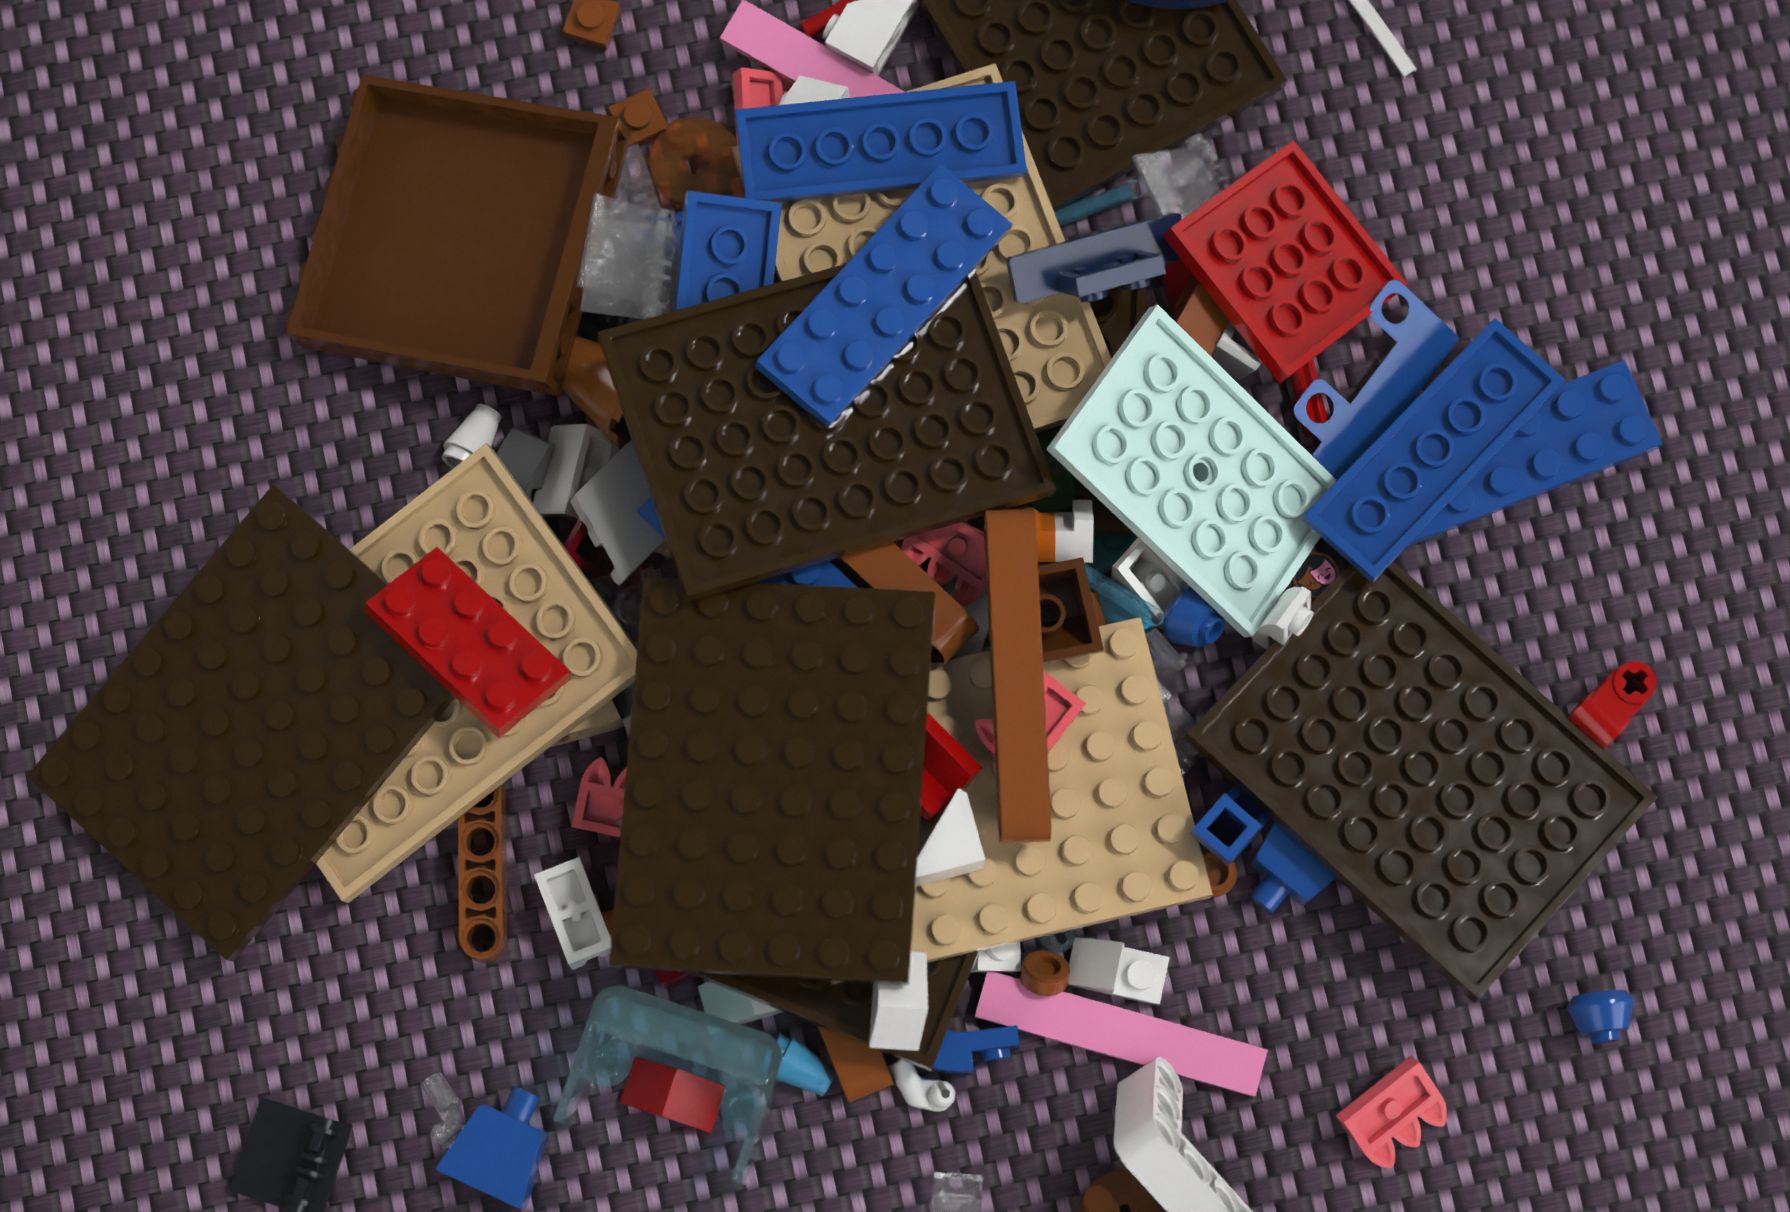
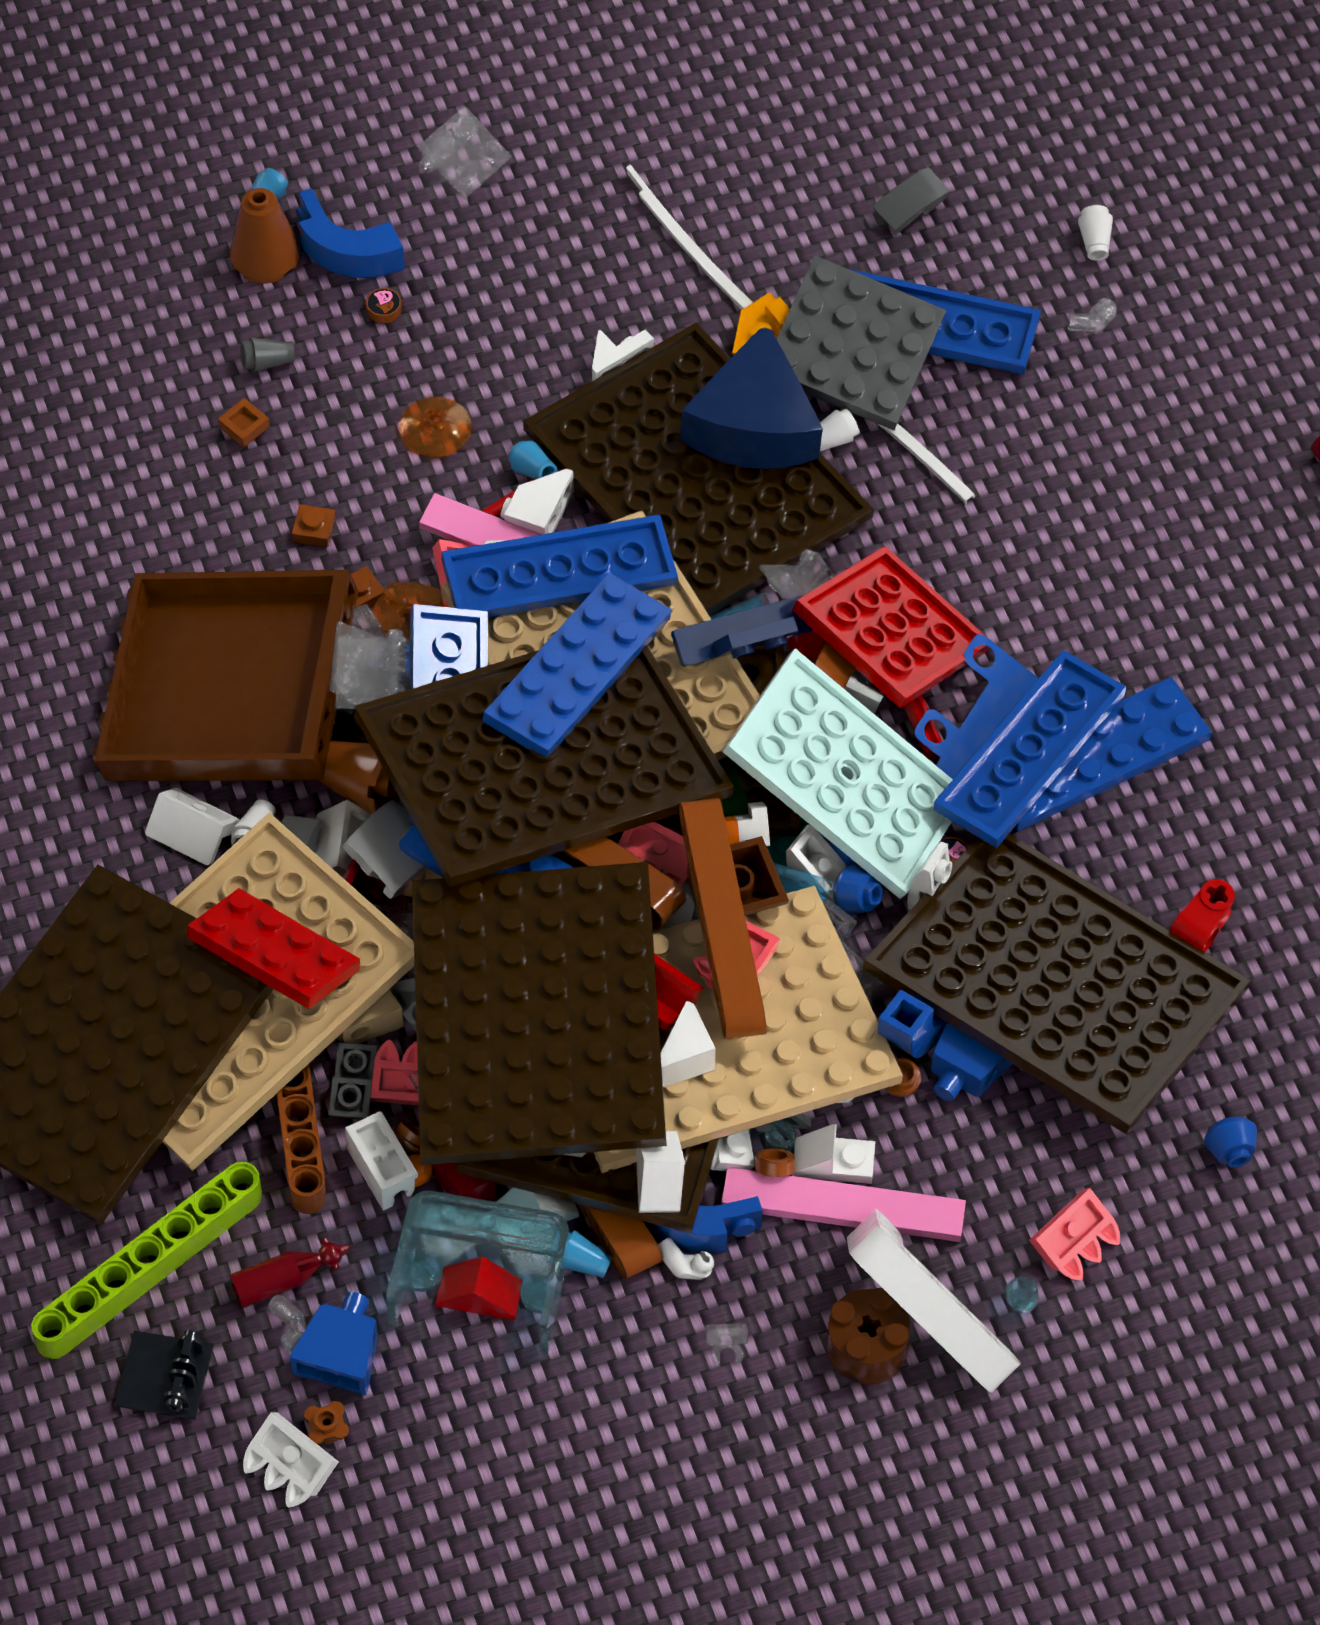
camera: 10 degrees left, 20 degrees down
(261, 1012) = (139, 1276): none -> lime beam
(397, 424) = (189, 825): none -> white panel
(443, 1046) = (283, 1273): none -> dark red wheel
(554, 799) = (352, 1081): none -> dark grey slope
(603, 884) = (408, 1136): none -> dark orange plate
(1311, 1176) = (1017, 1292): none -> clear light blue hinge

